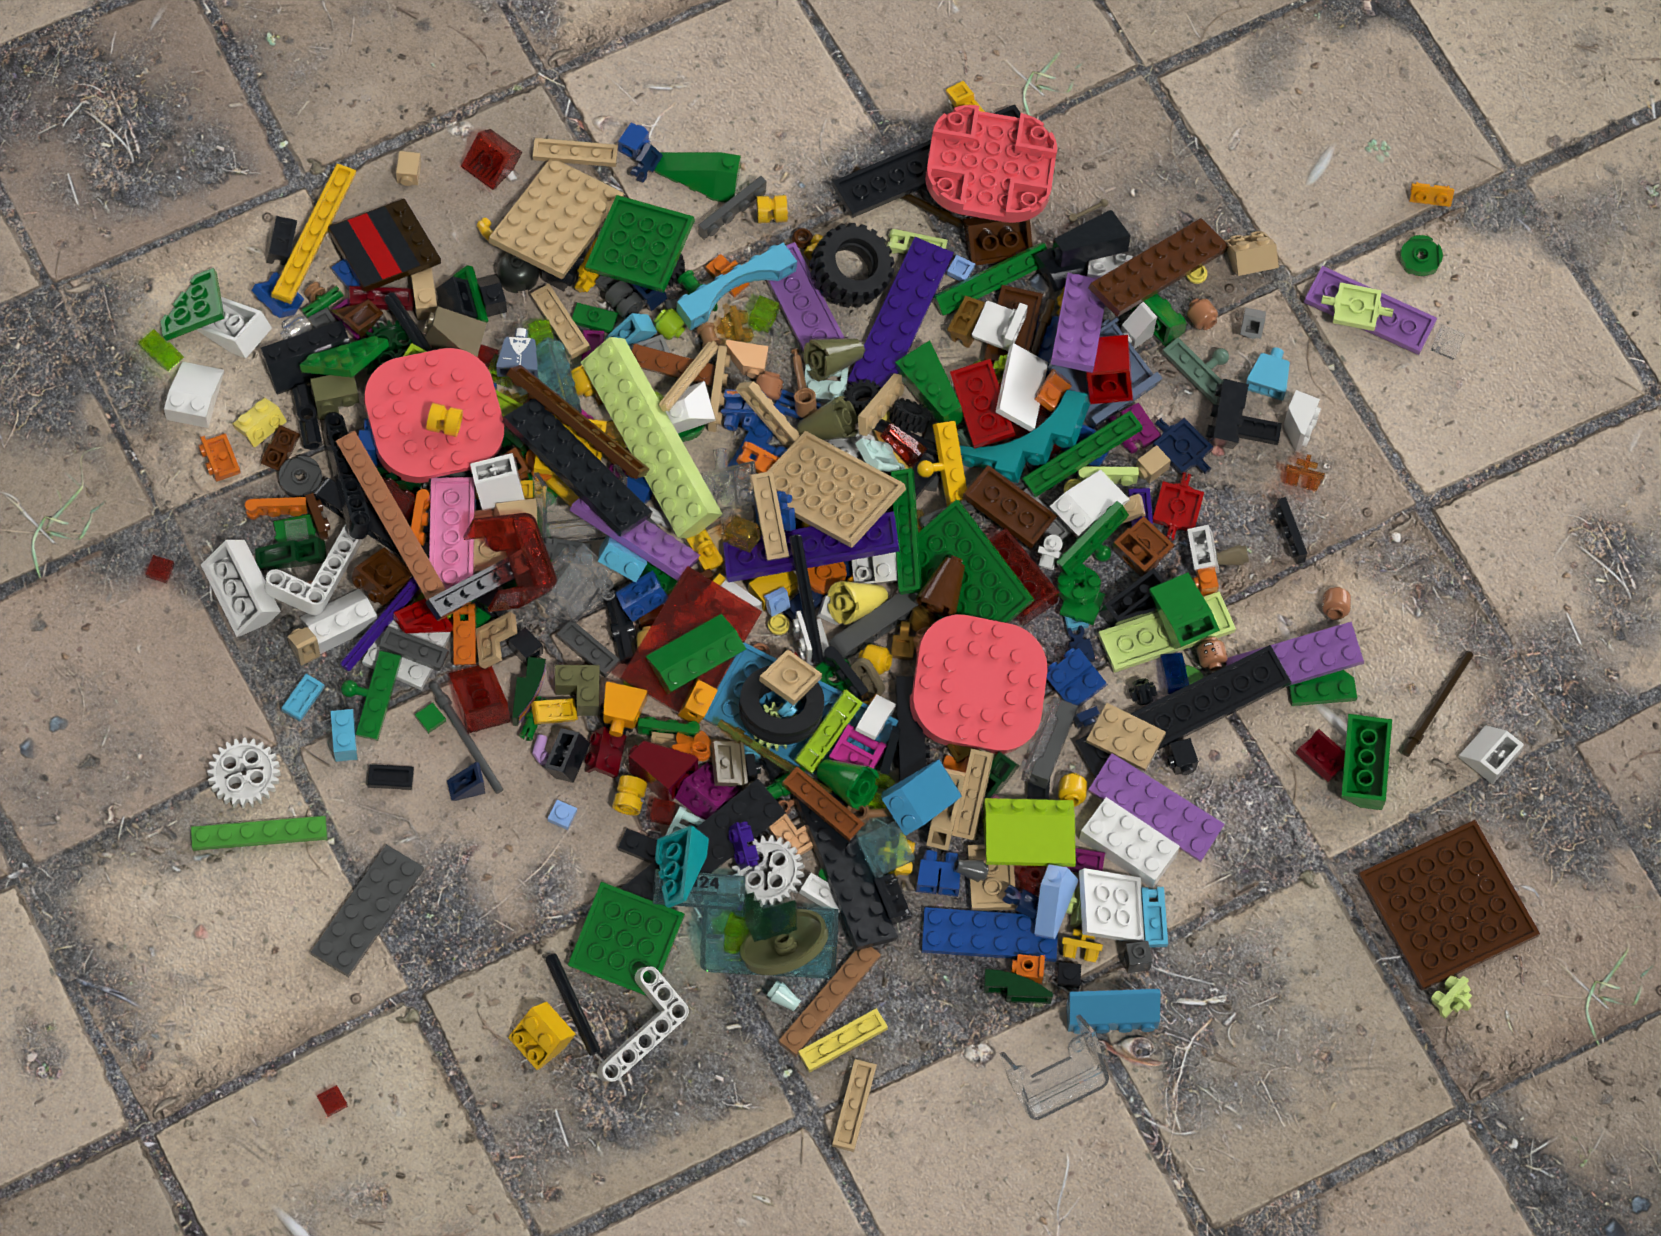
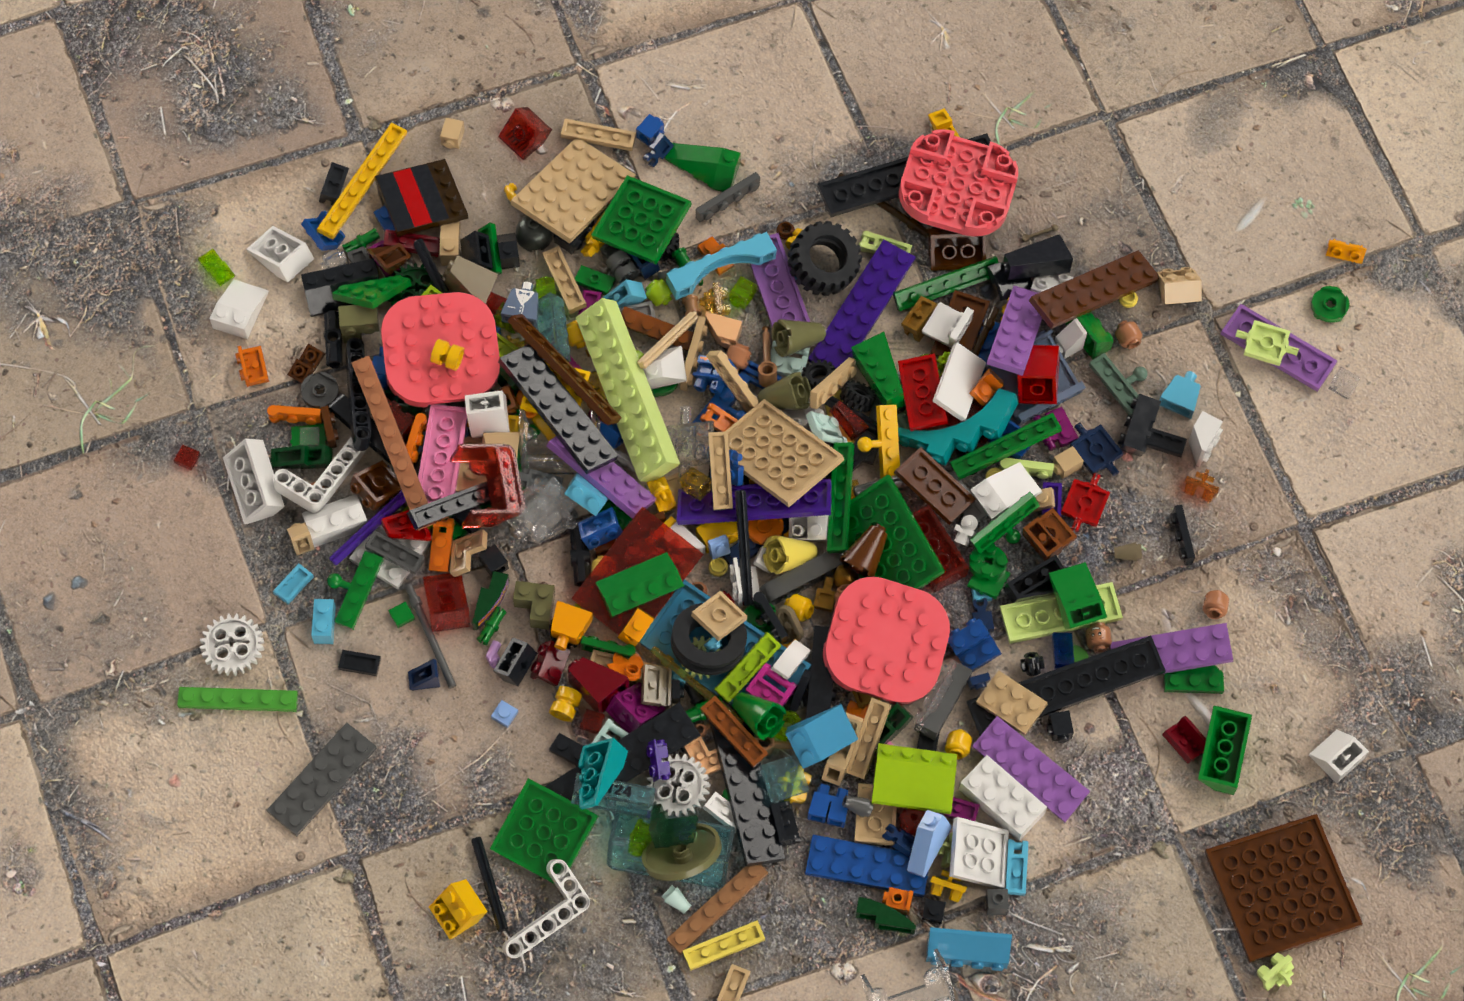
camera: 10 degrees right, 0 degrees up
(195, 307) = (250, 234): green plate -> none
(260, 421) = (292, 338): light yellow bracket -> none
(314, 290) = (354, 230): medium nougat bush -> none
(332, 1101) = (266, 945): clear red plate -> none
(554, 711) = (510, 621): yellow plate -> none
(588, 648) = (548, 569): dark grey plate -> none
(772, 209) = (762, 202): yellow wheel -> none
(960, 268) = (920, 271): light blue plate -> none
(1203, 548) = (1102, 544): white brick -> none
(1206, 581) = (1101, 572): orange brick -> none
(1253, 323) = (1172, 347): light grey brick -> none
(1417, 735) = (1273, 731): dark brown bar -> none

